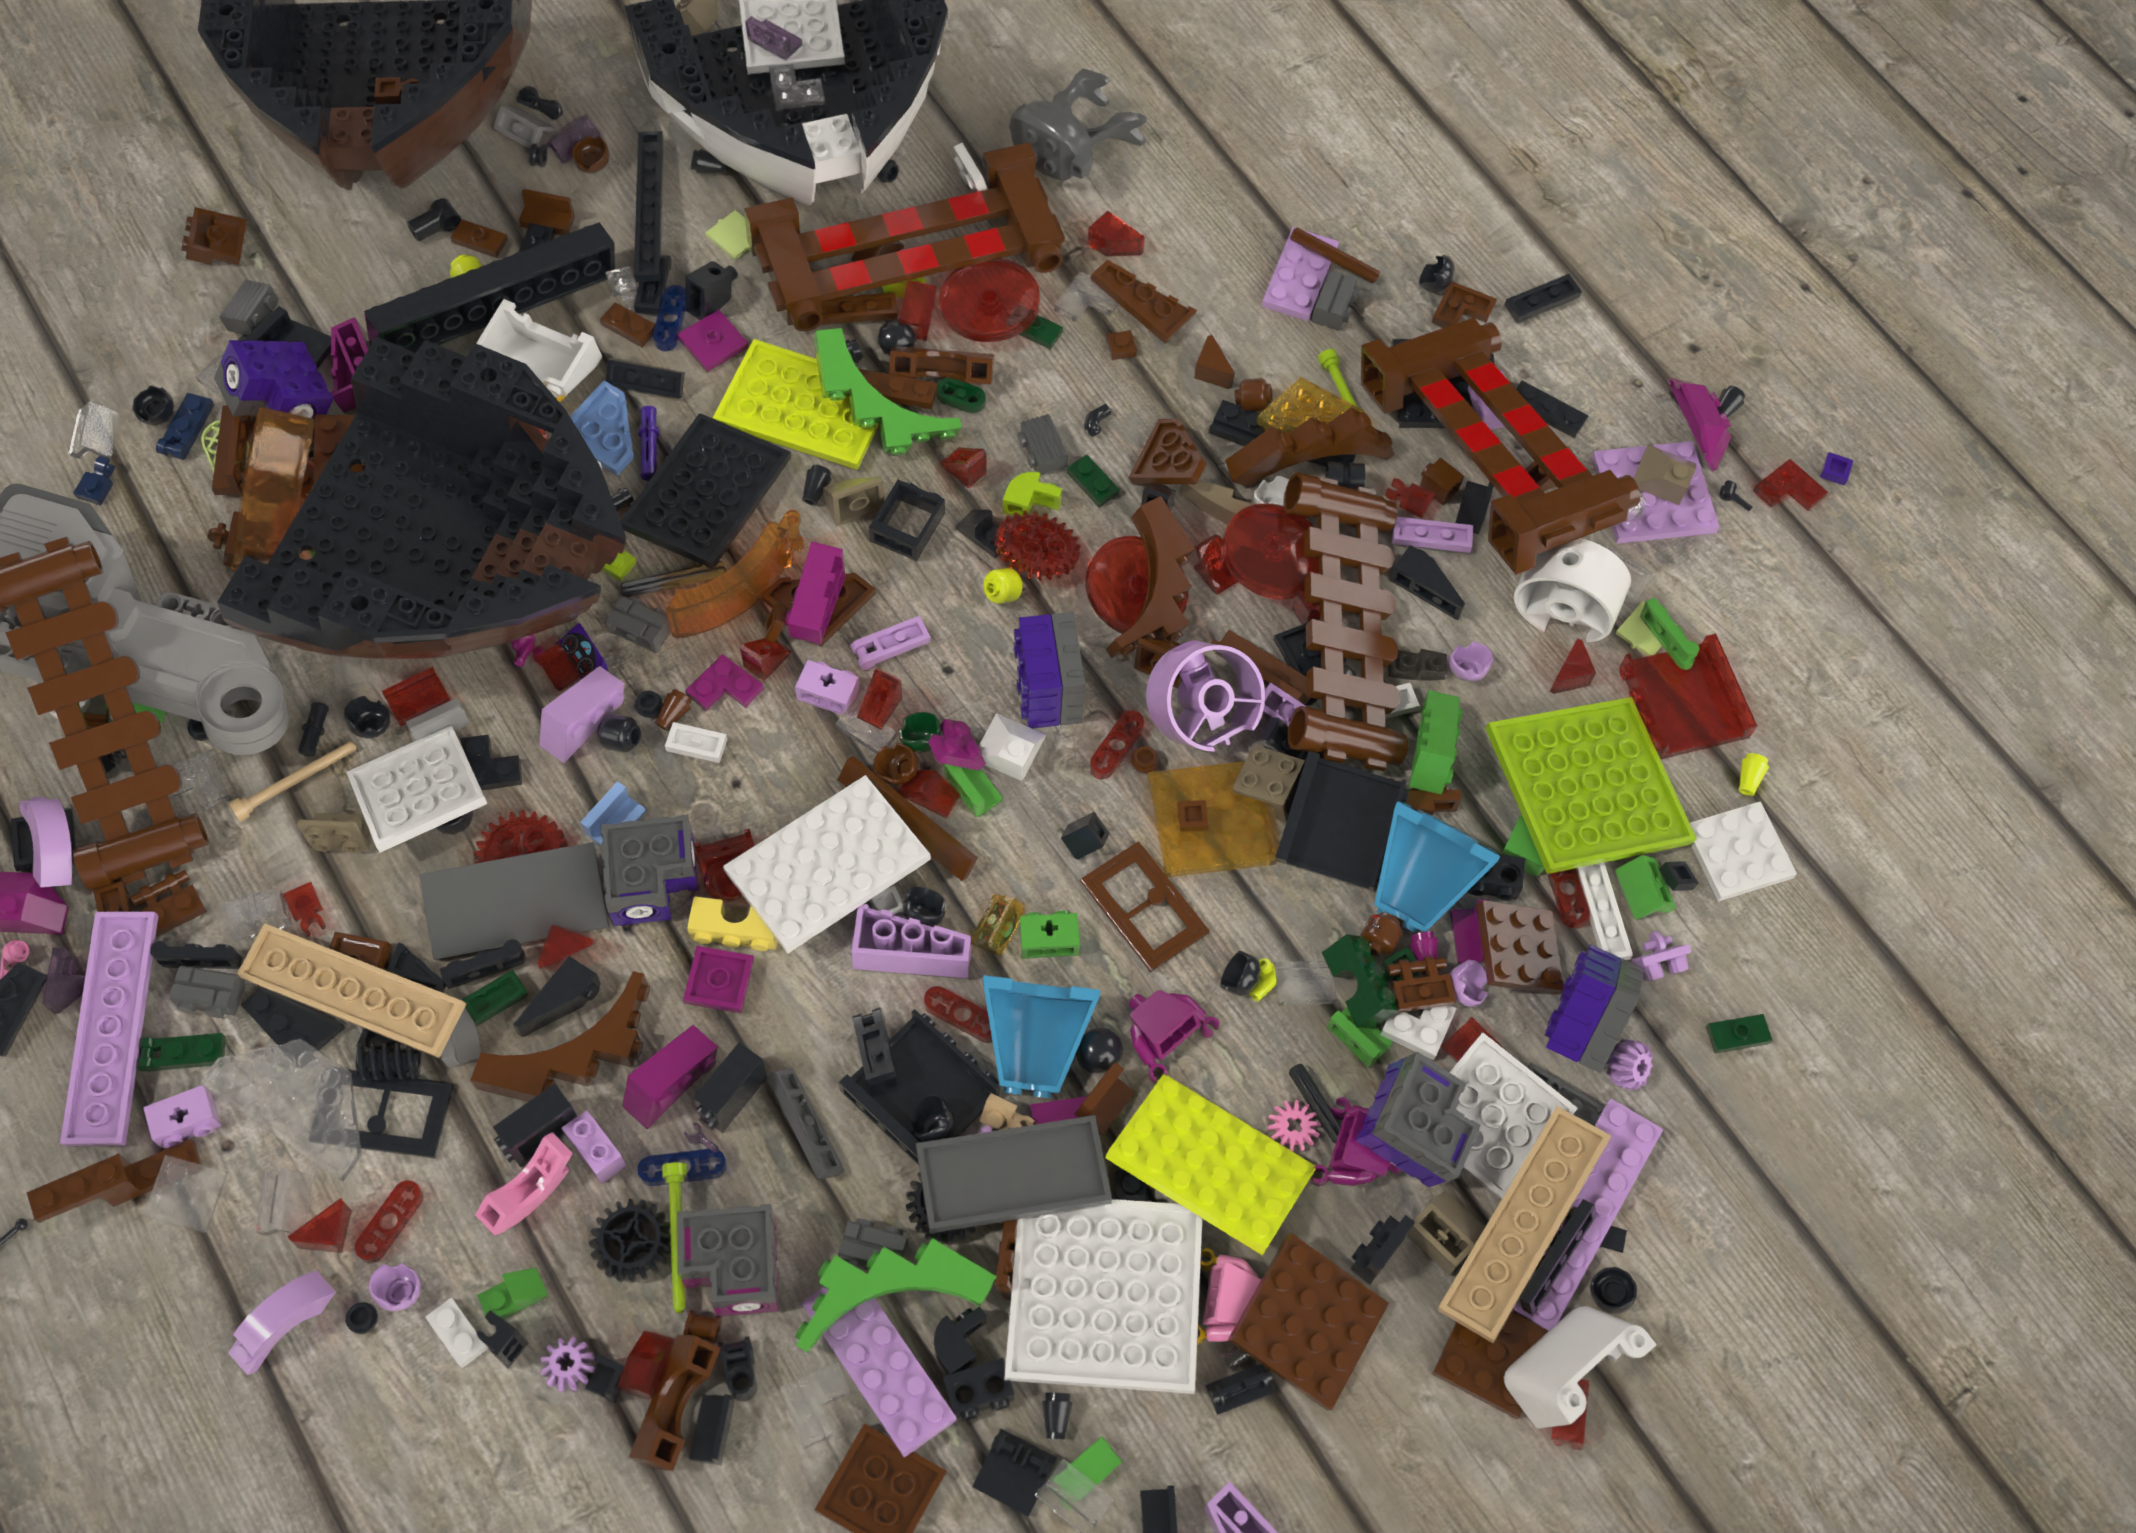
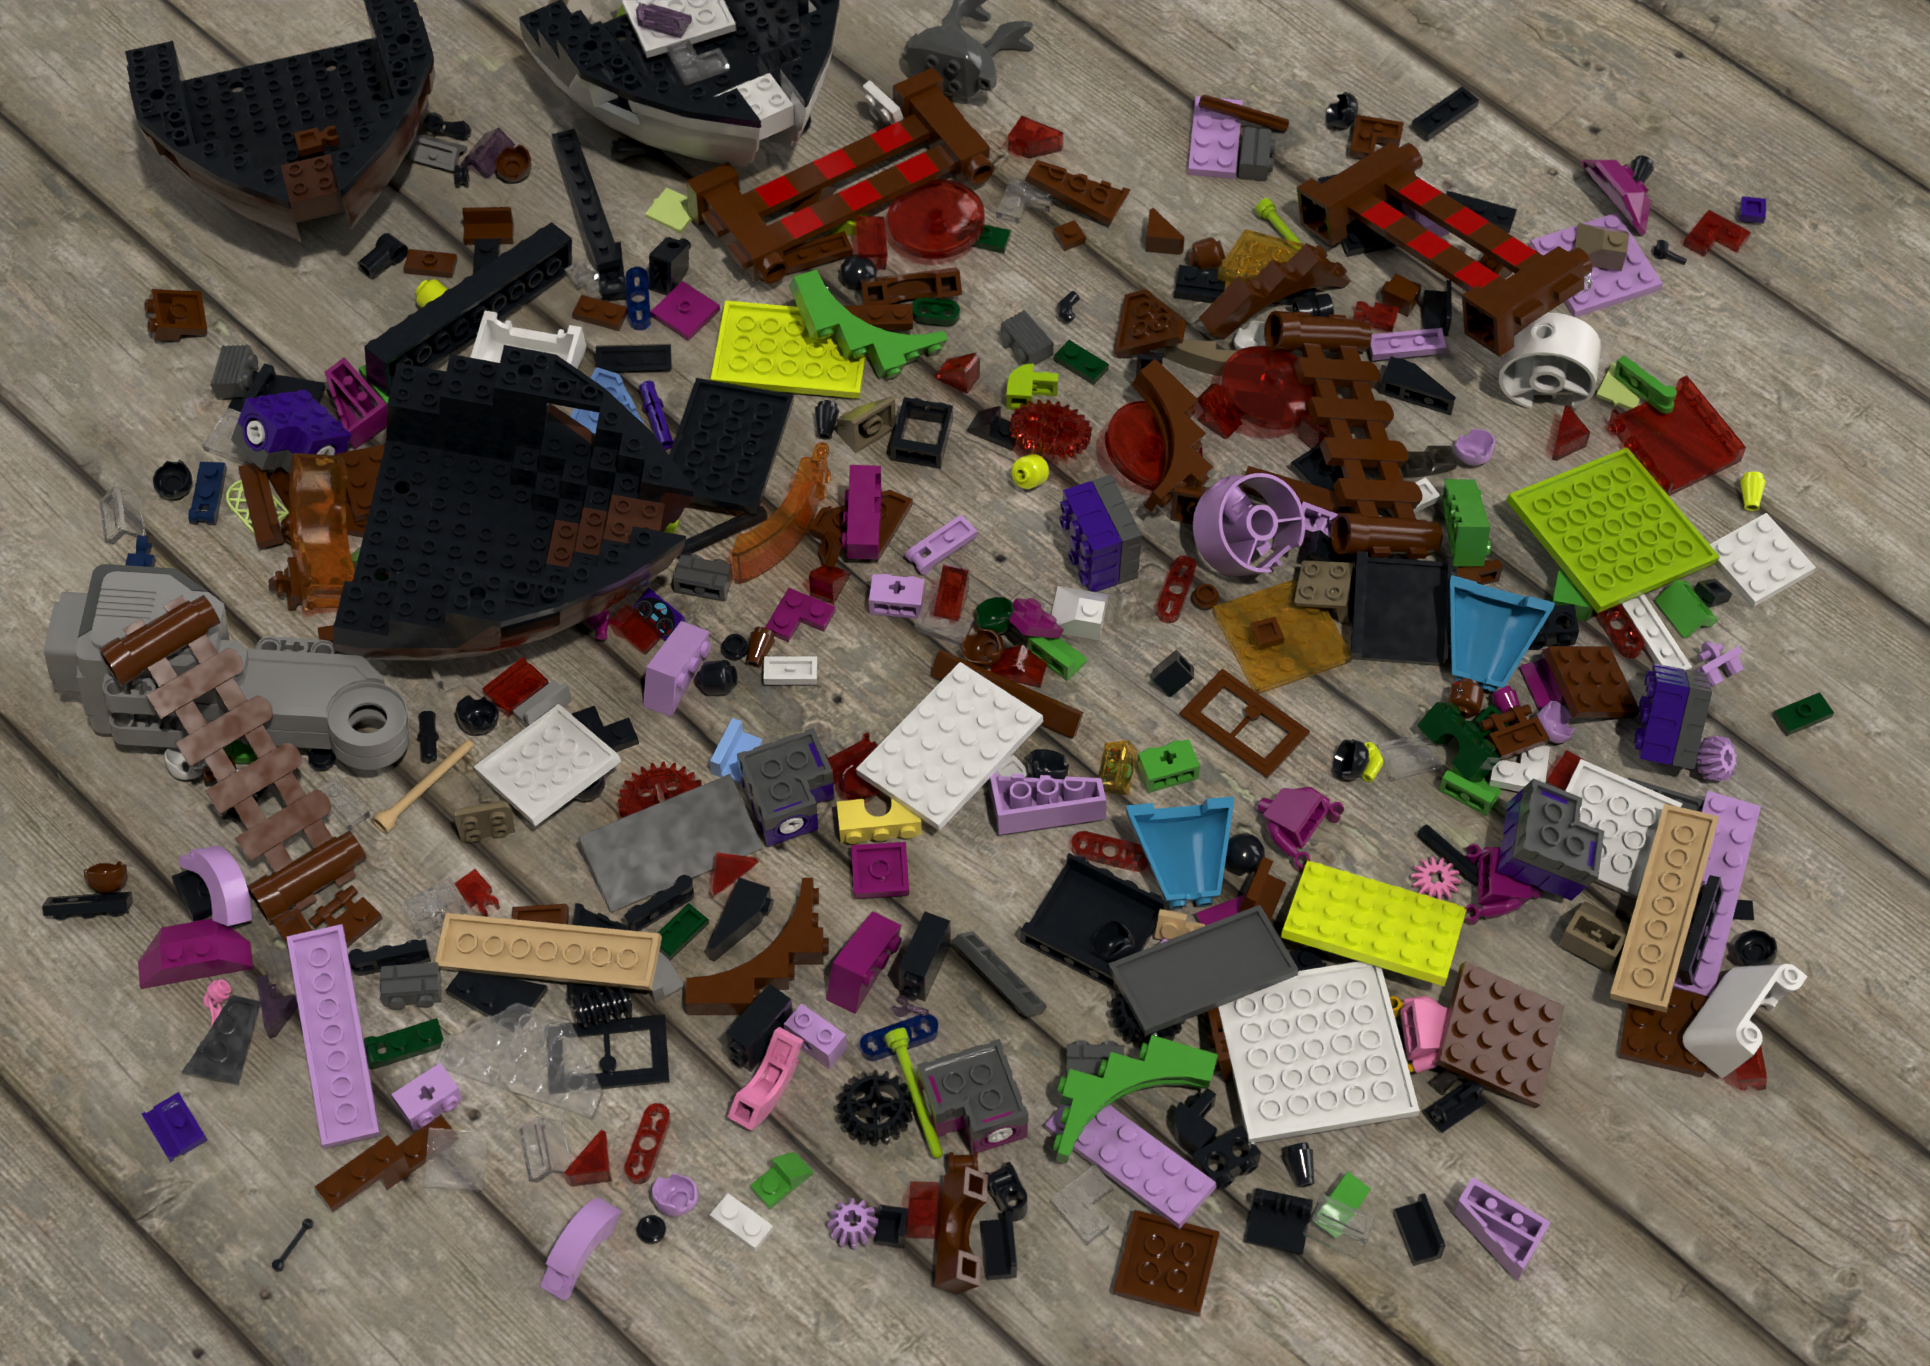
camera: 10 degrees left, 5 degrees down
(506, 1342) = (792, 1207): black hinge -> none
(874, 1047) = (1042, 894): black plate -> none
(1385, 1241) = (1546, 955): black plate -> none

